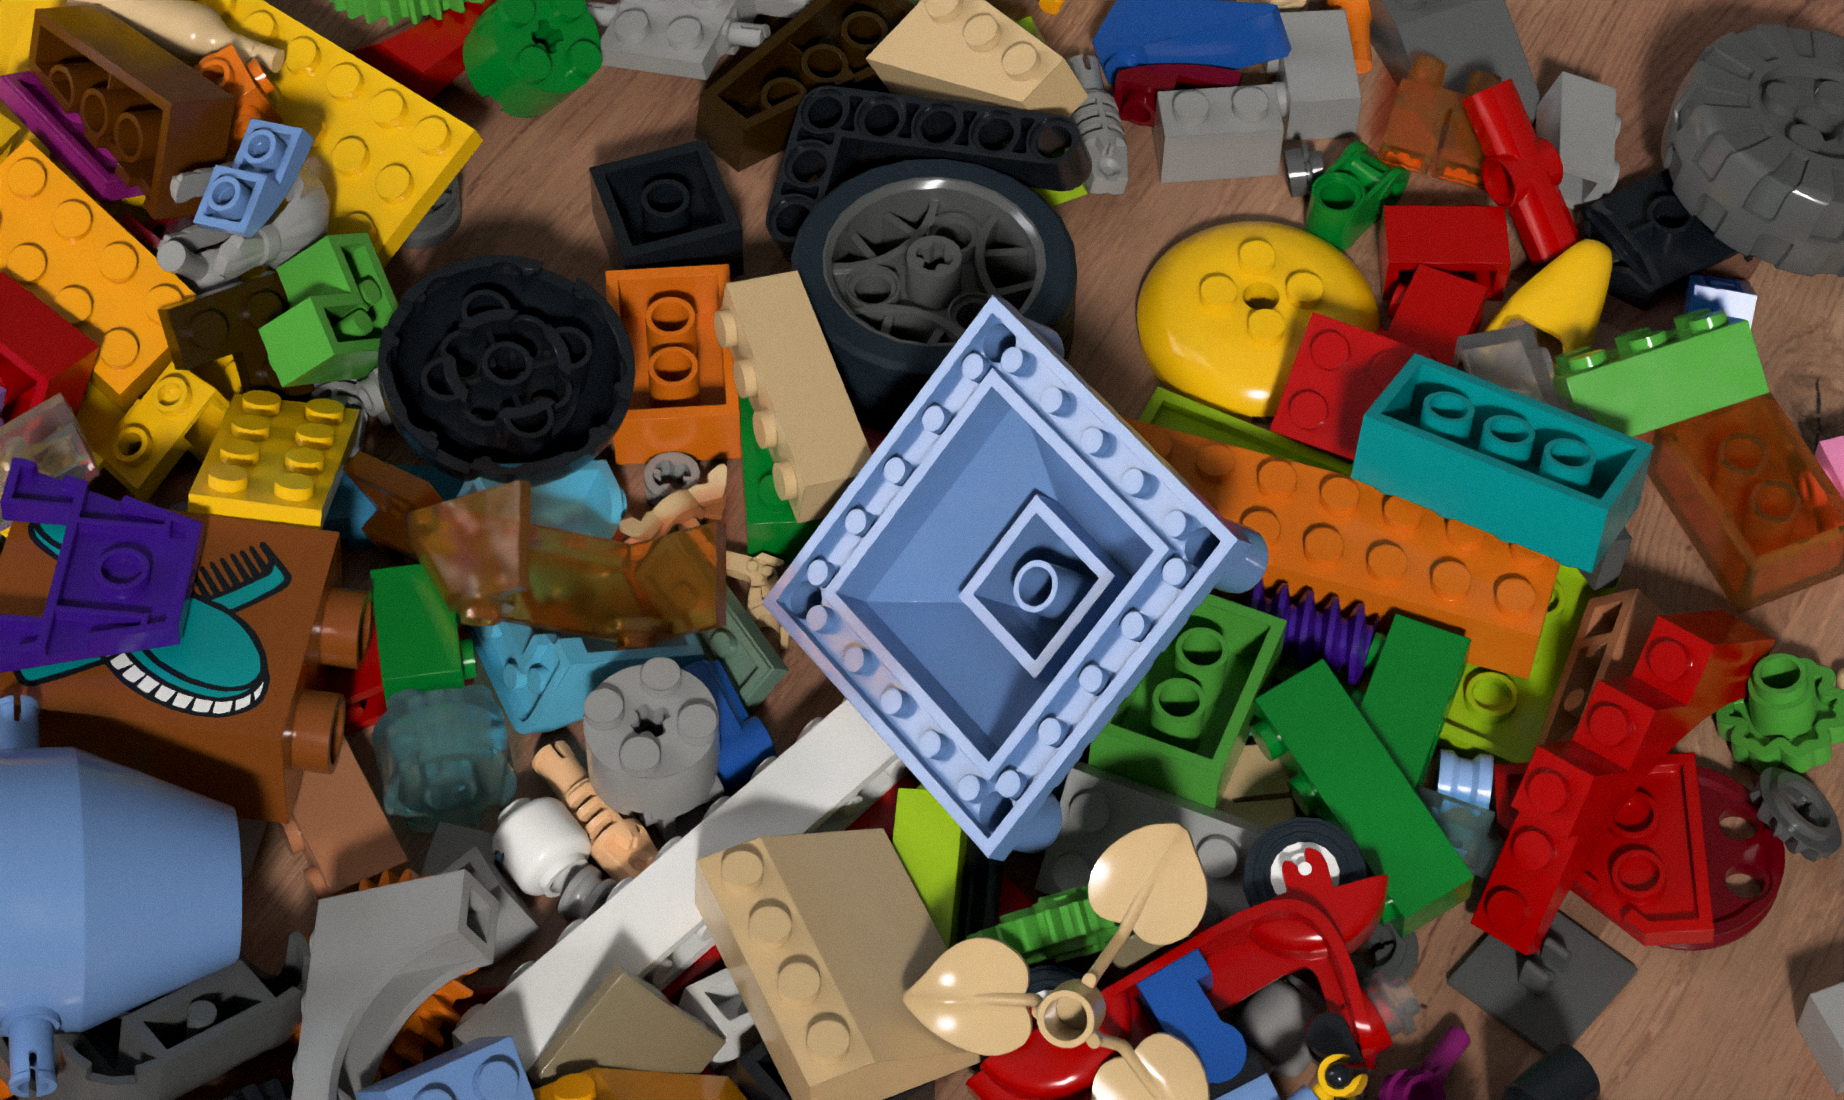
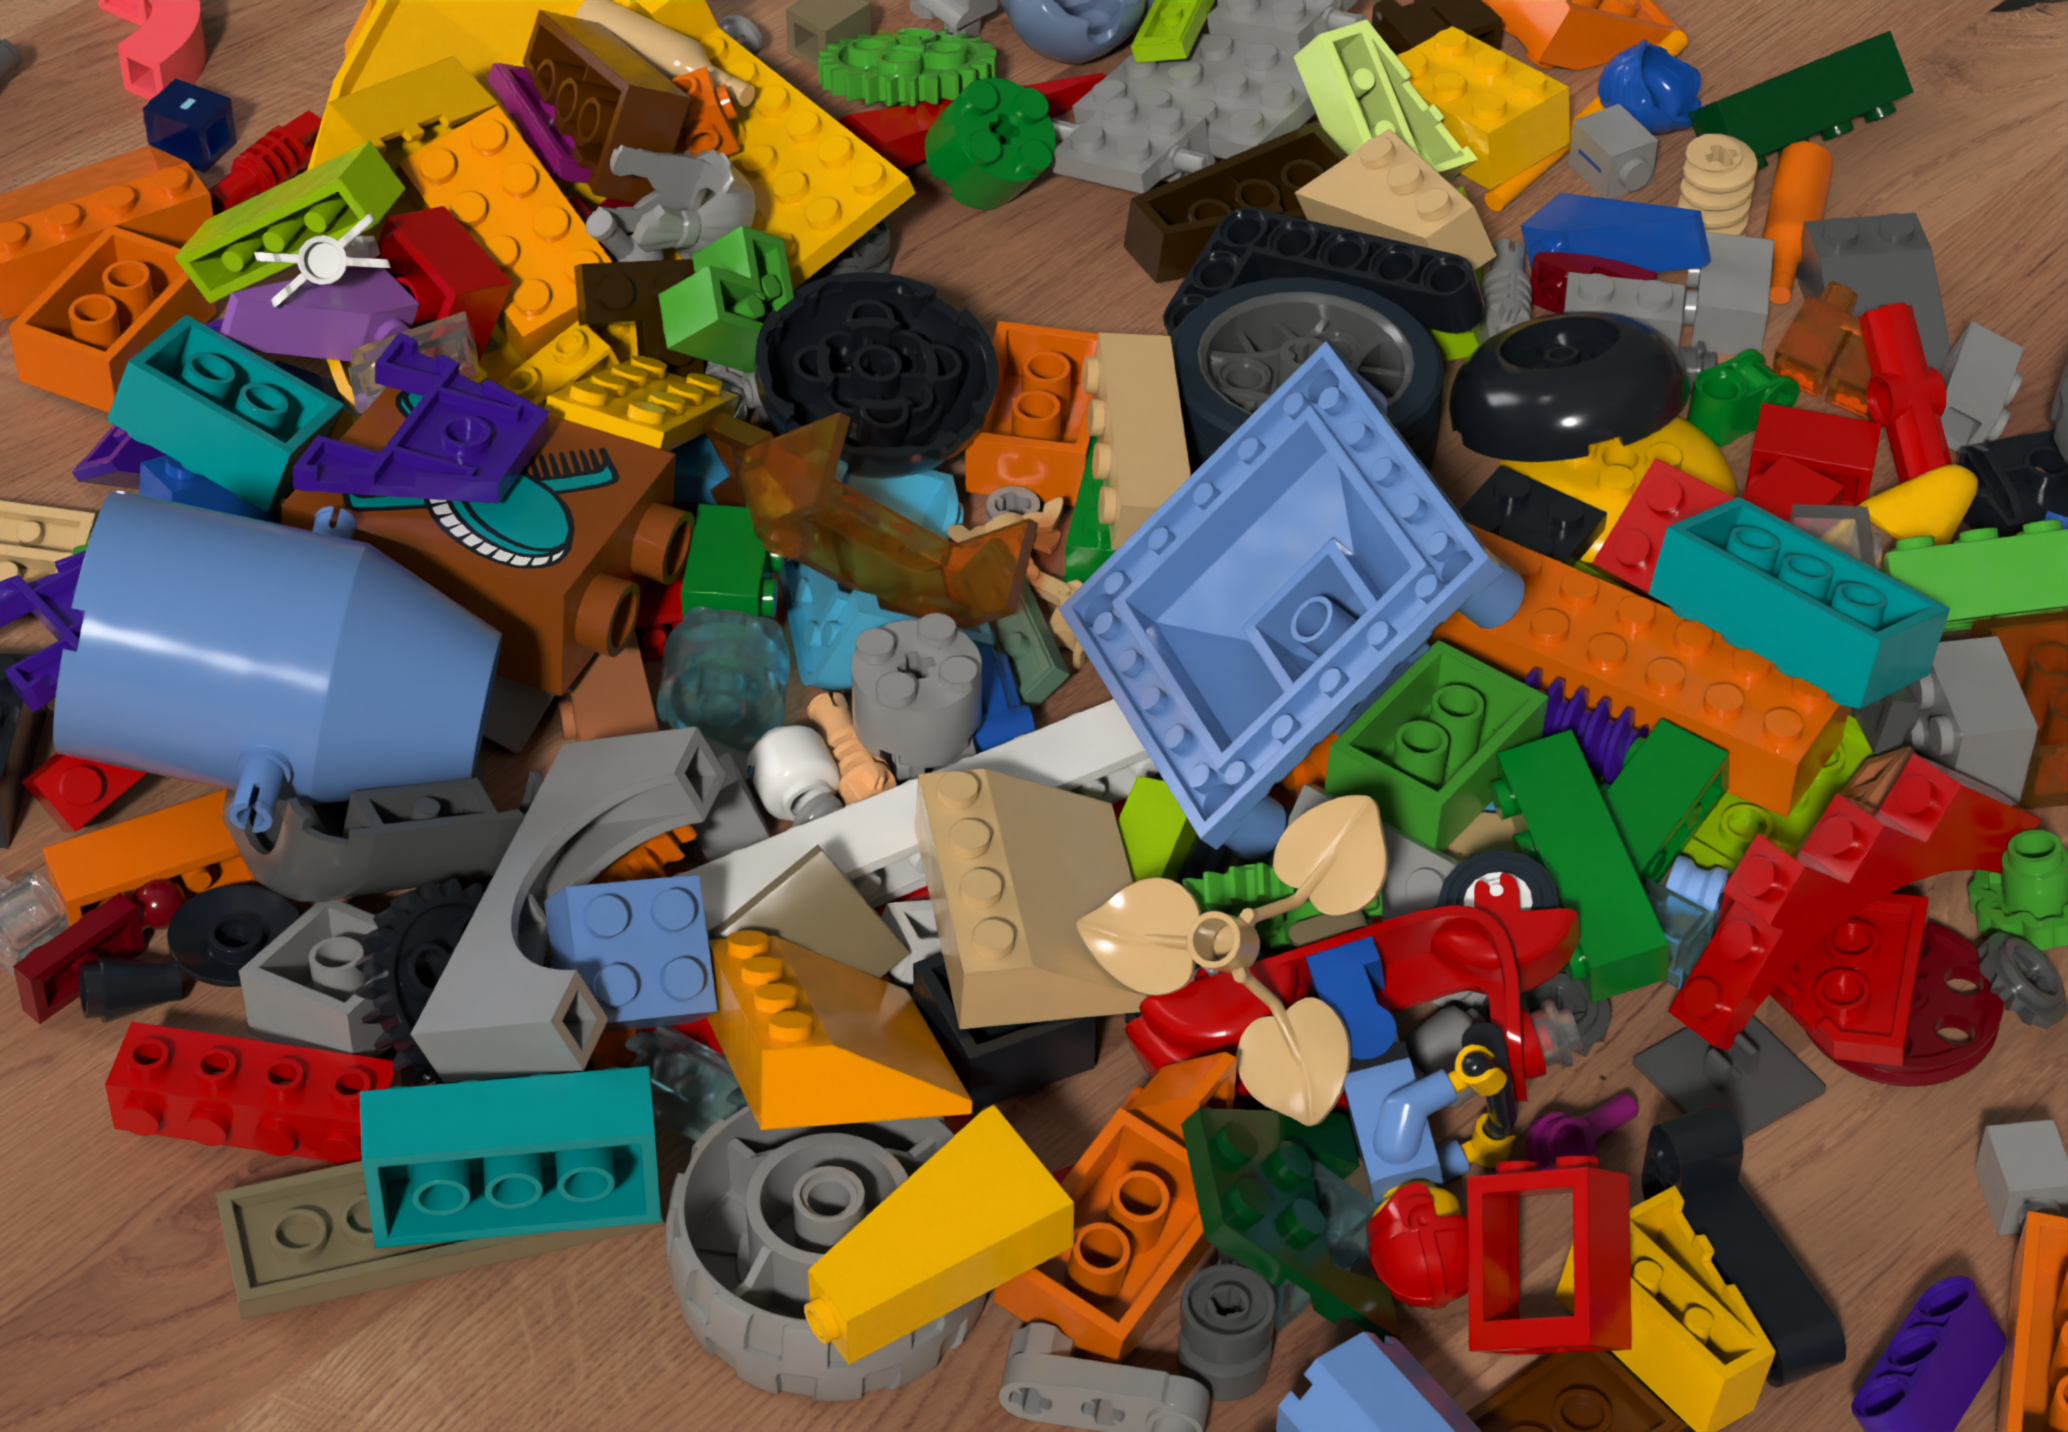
camera: 15 degrees right, 10 degrees down
(262, 173) = (700, 160): medium blue slope -> none
(666, 210) = (1073, 283): black brick -> none
(1191, 230) = (1566, 385): none -> black brick
(1194, 390) = (1534, 516): none -> black plate
(1687, 541) = (1975, 715): none -> light grey brick

